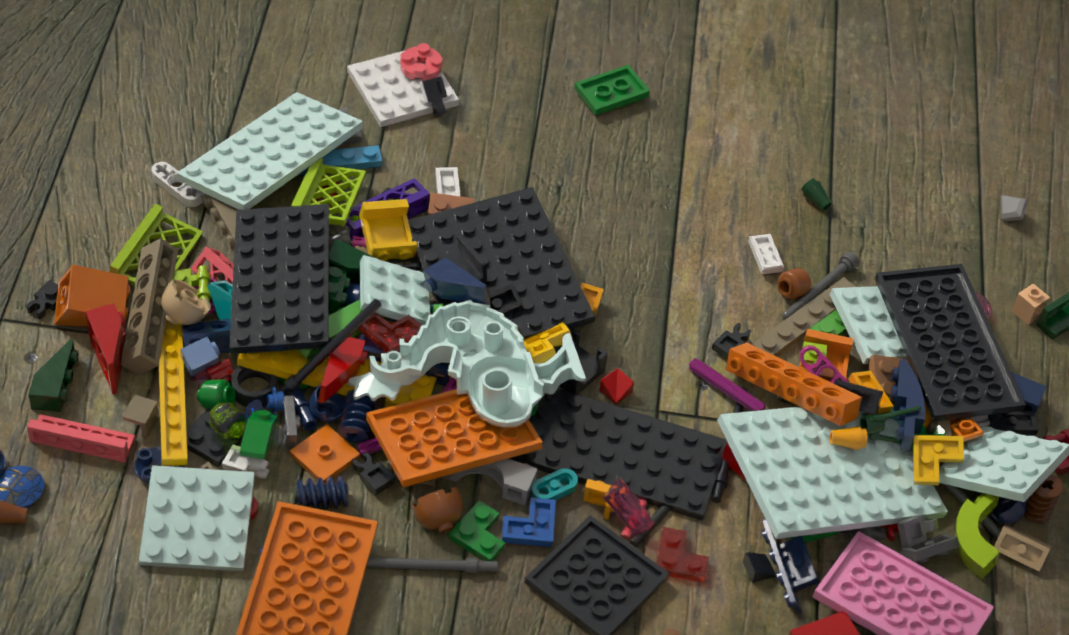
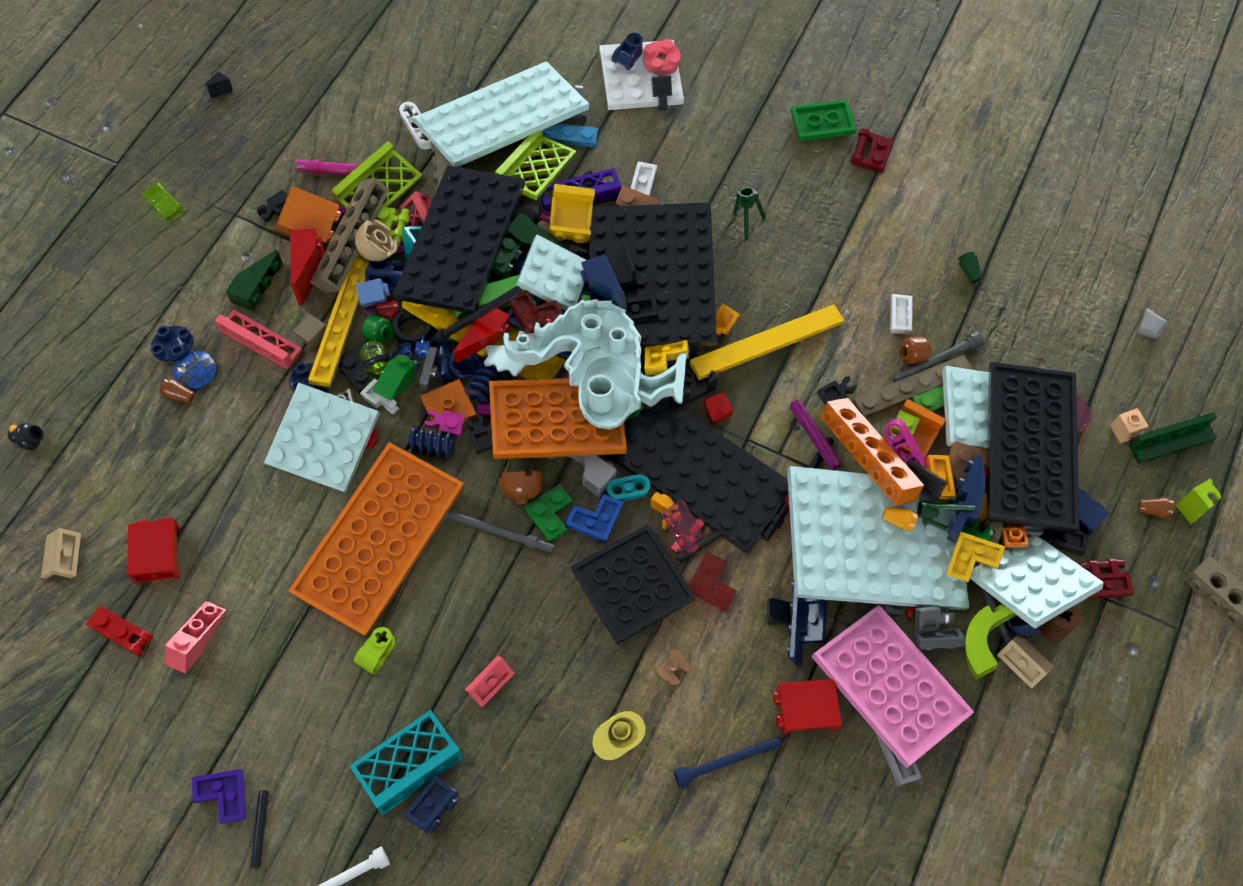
camera: 20 degrees right, 15 degrees up
(90, 247) = (325, 167): none -> dark pink pin
(331, 467) = (448, 422): none -> dark pink plate
(385, 62) = (628, 51): none -> dark blue piece
(568, 175) = (747, 197): none -> dark green plant
(641, 310) = (766, 342): none -> yellow tile
(679, 107) = (878, 151): none -> dark red plate

